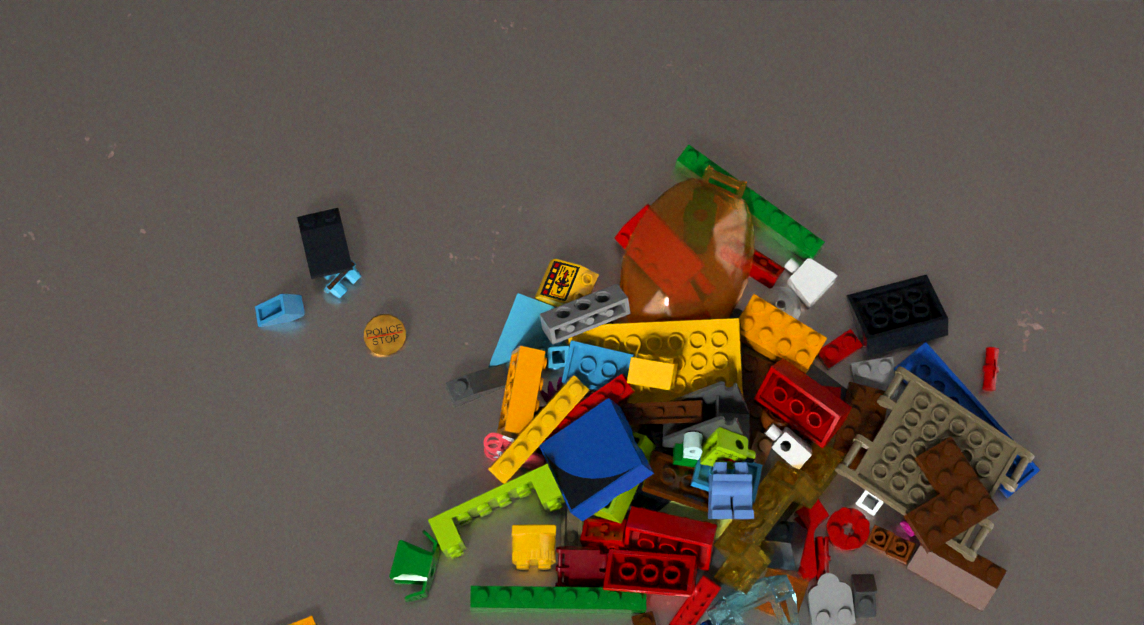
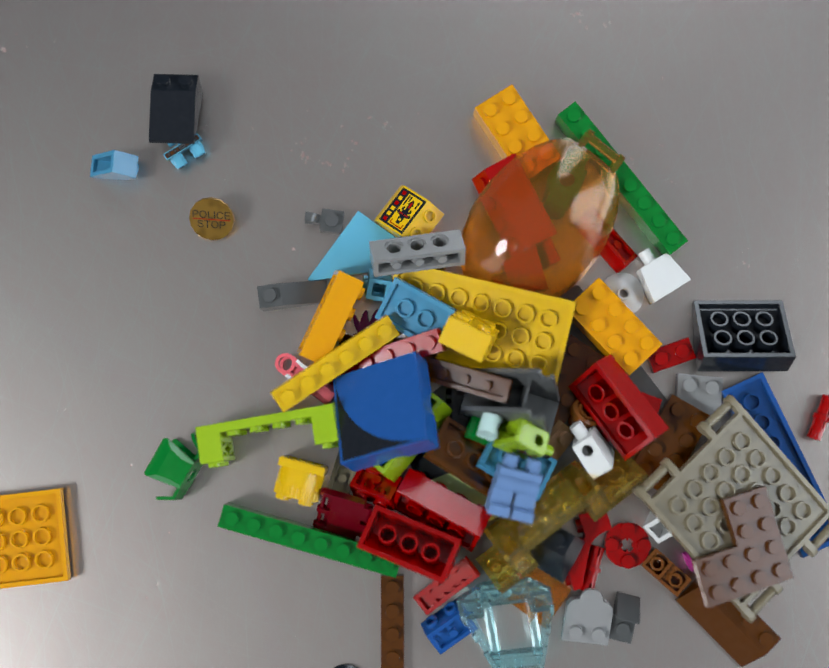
camera: 20 degrees right, 10 degrees up
(493, 309) = (330, 220): none -> dark grey plate
(634, 179) = (509, 123): none -> light orange brick

